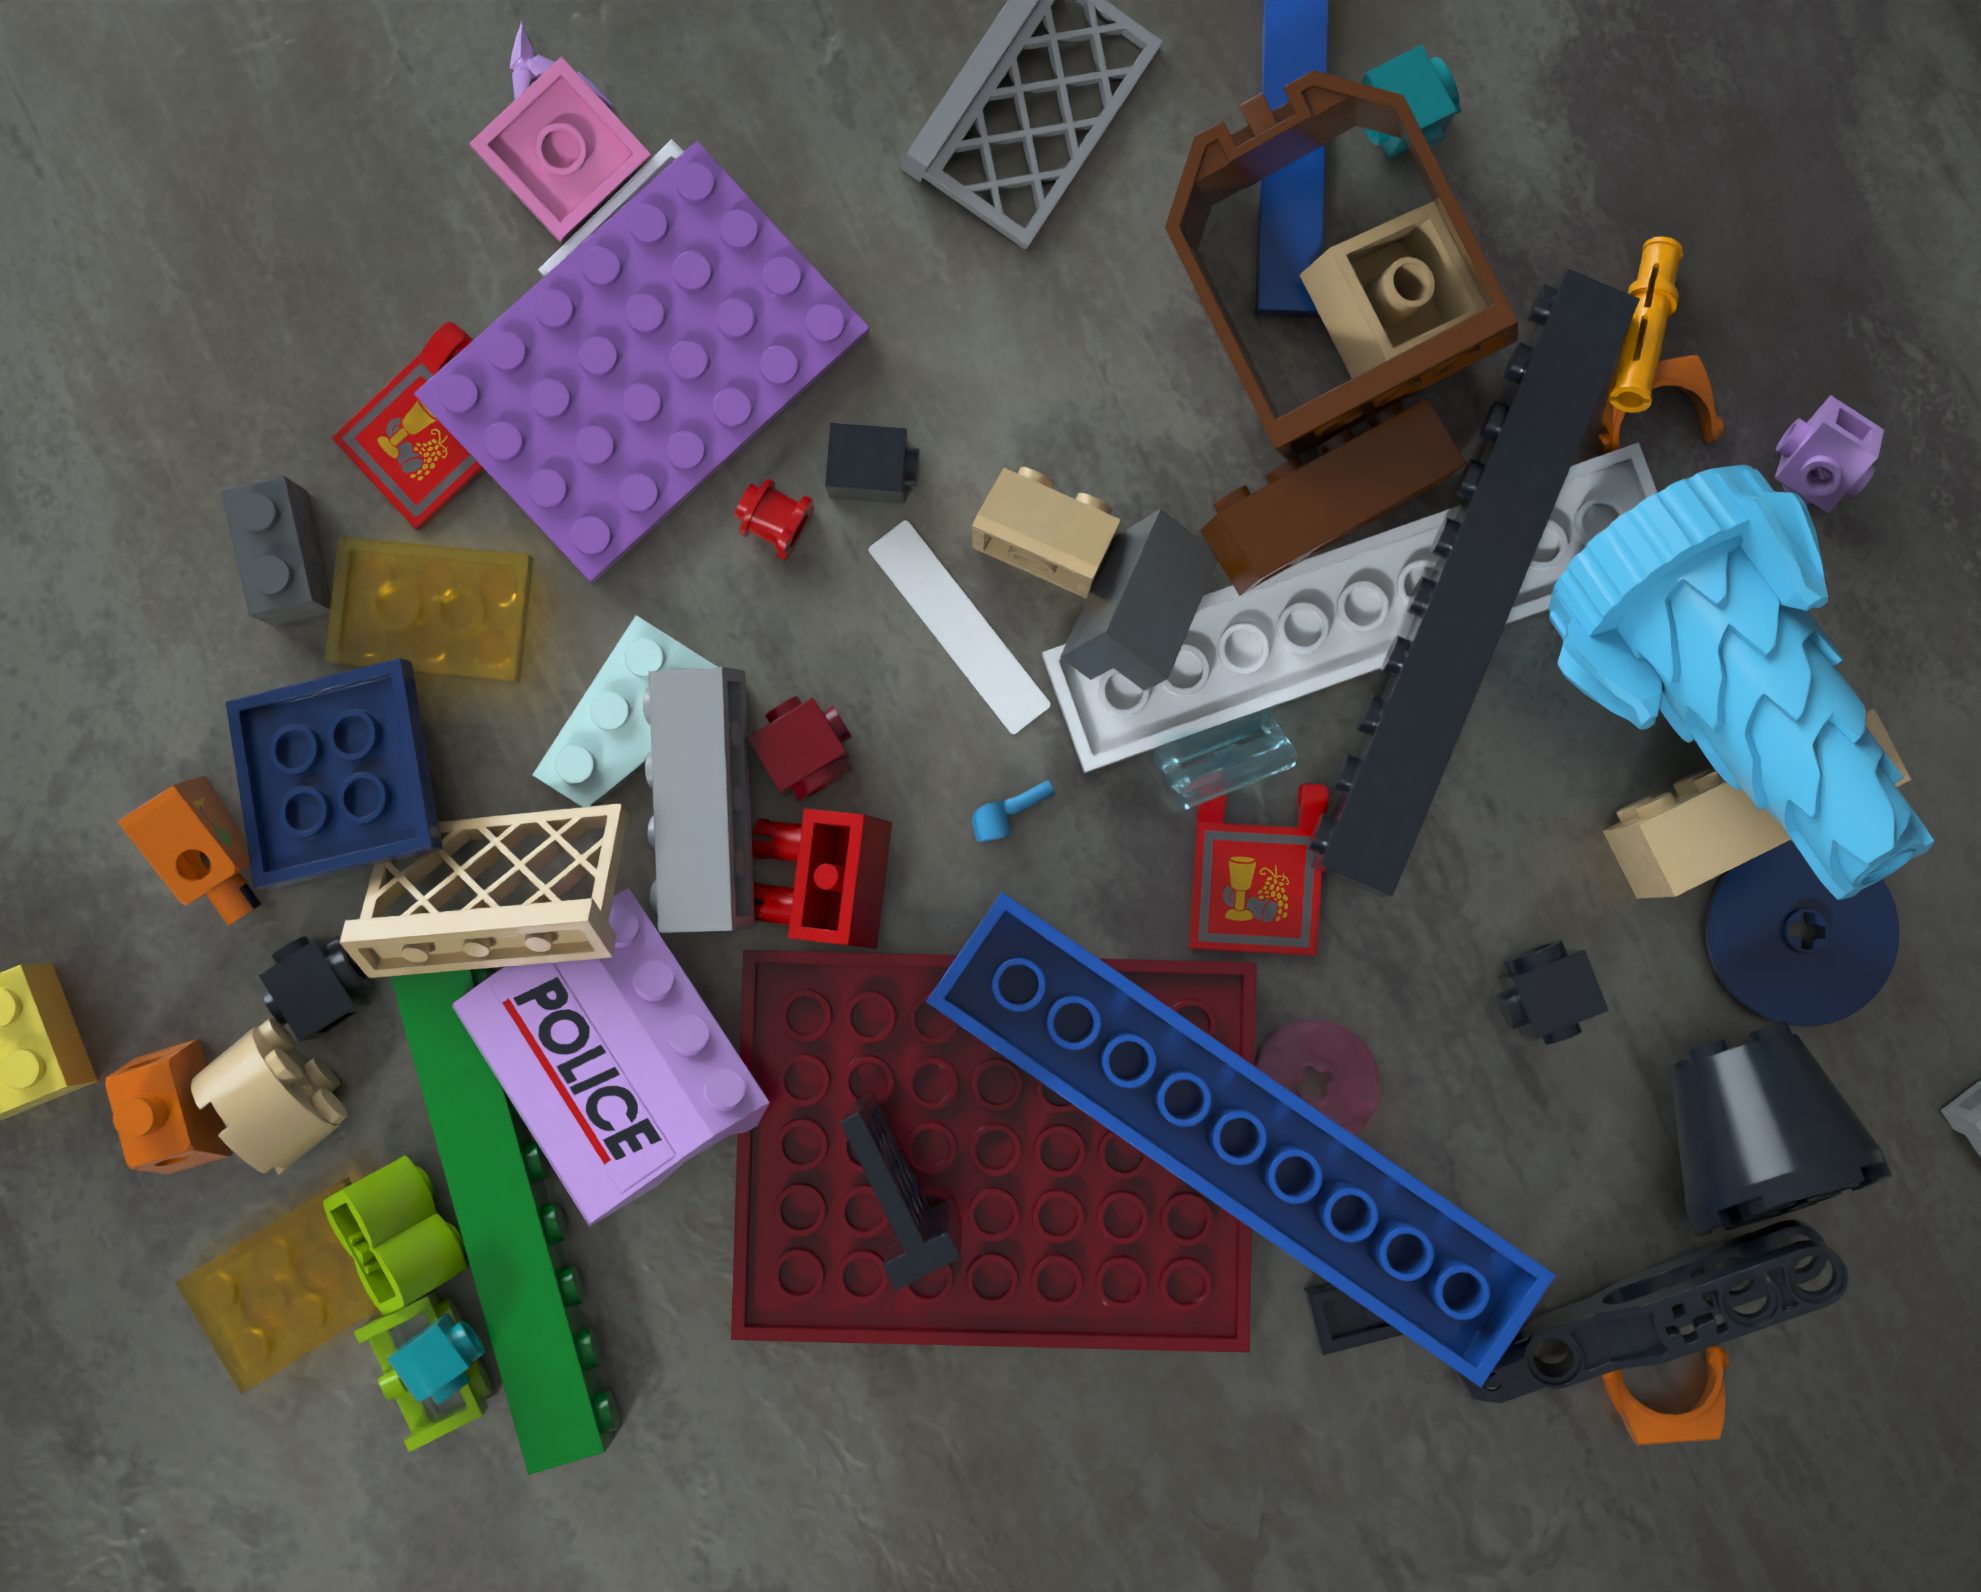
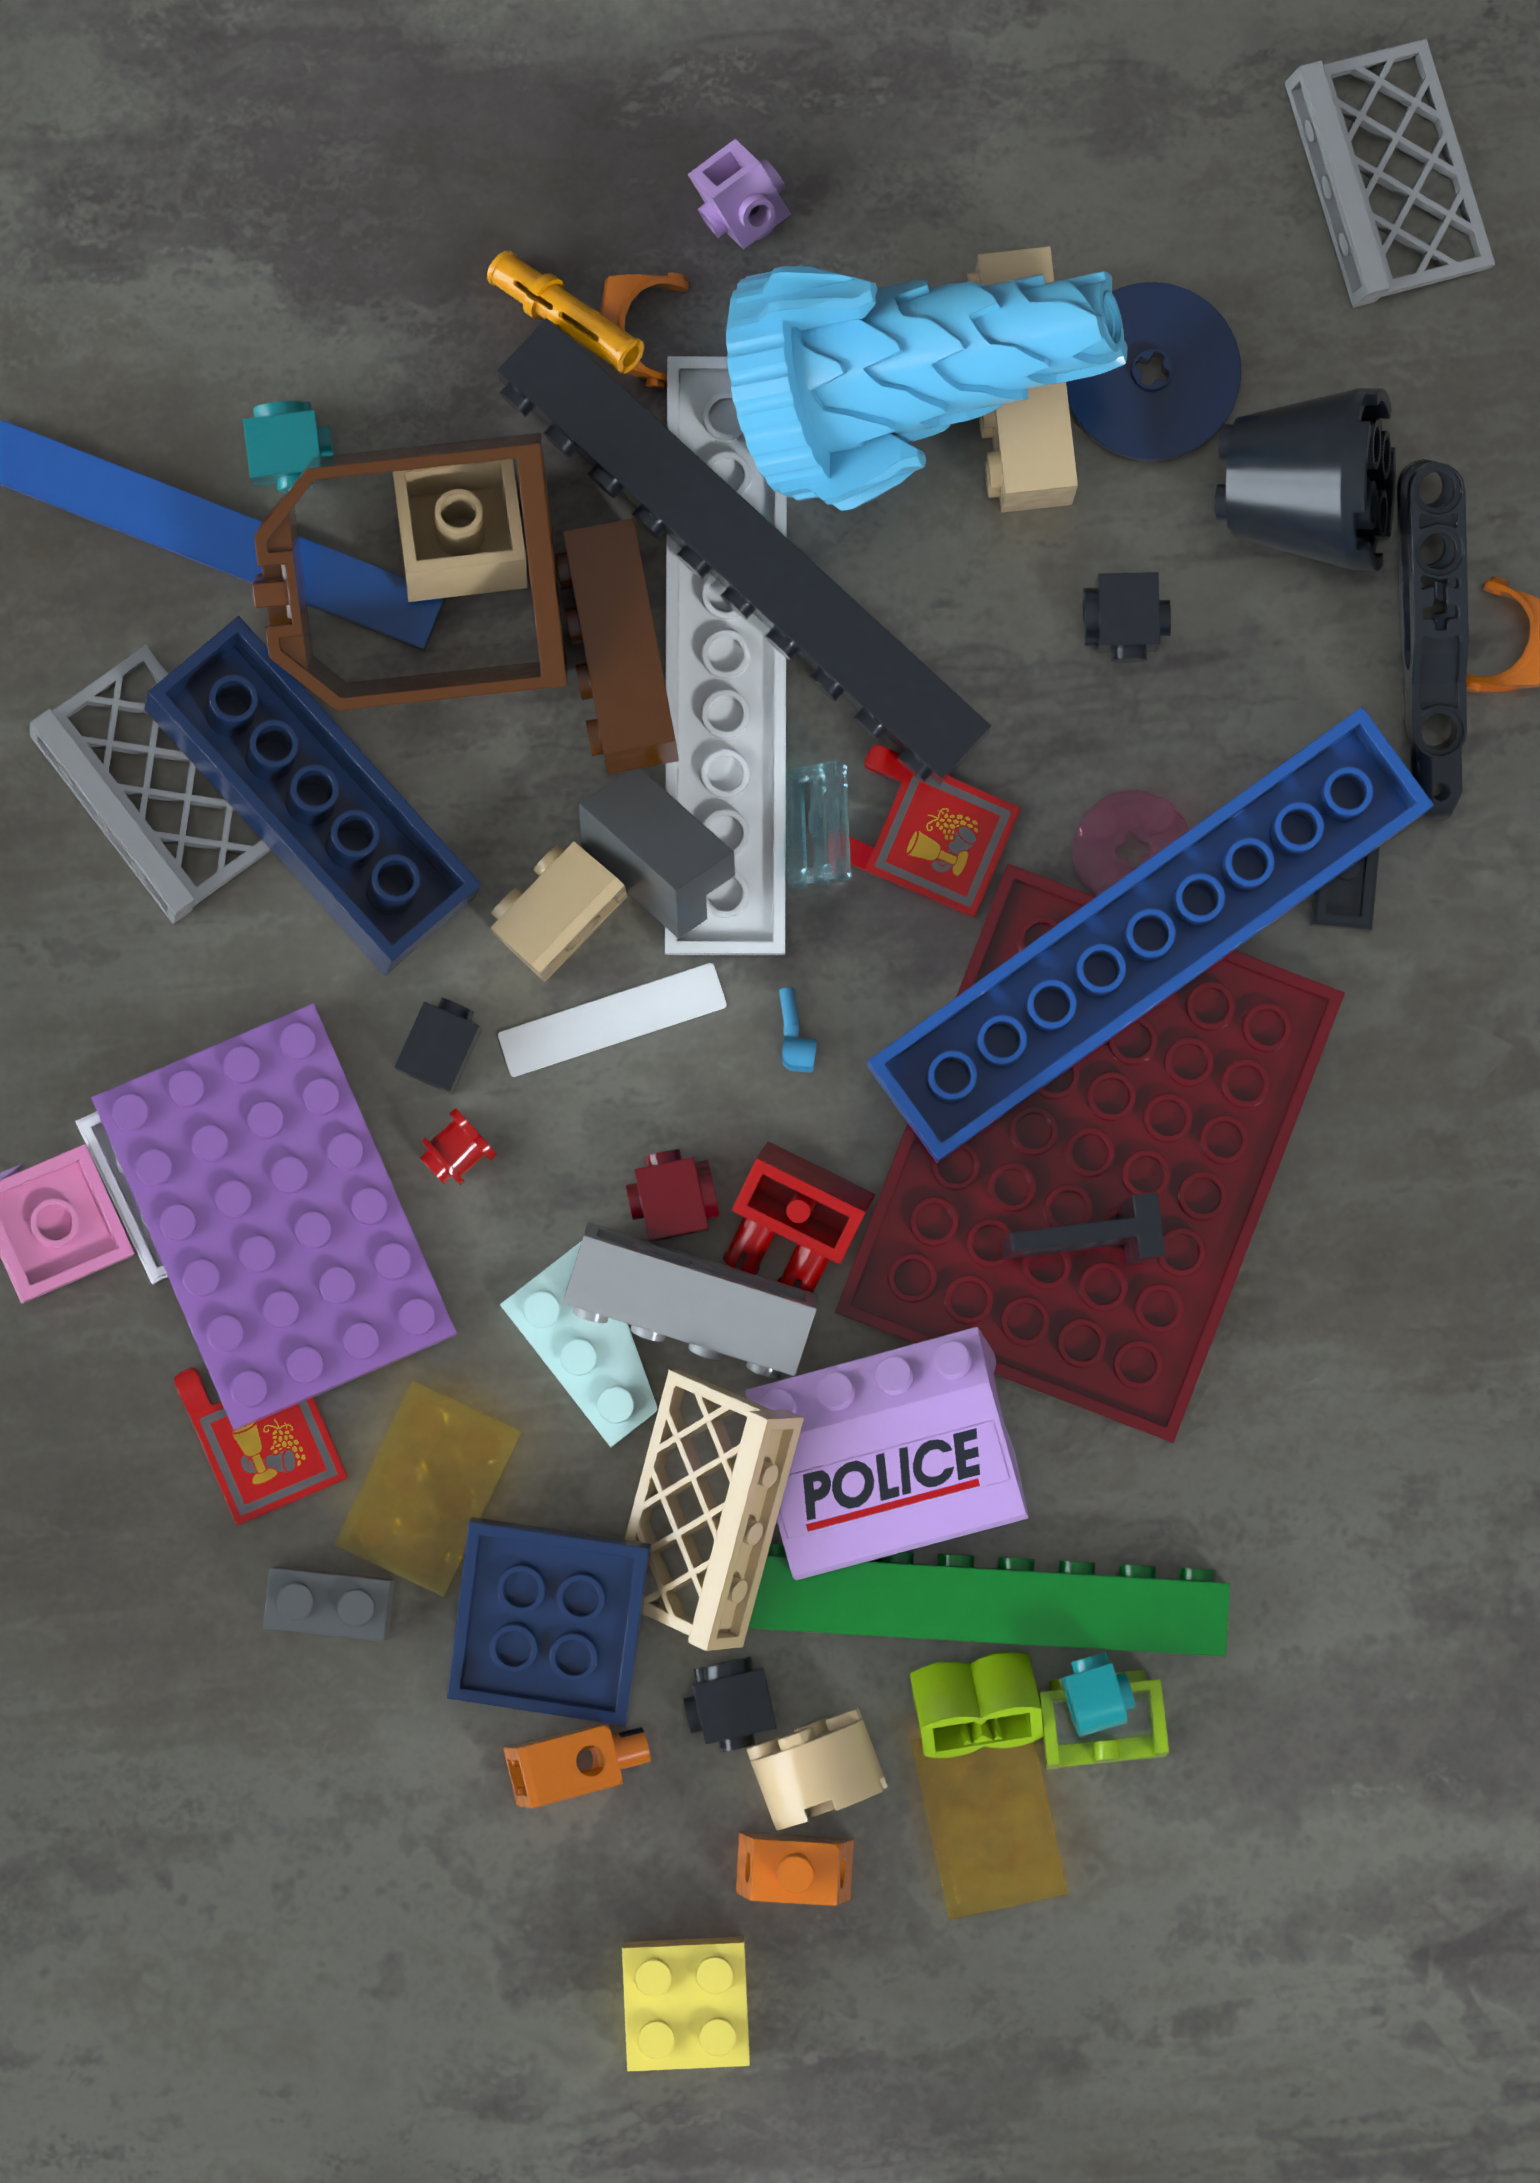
camera: 65 degrees left, 0 degrees up
(1072, 244) = (311, 795): none -> dark blue brick

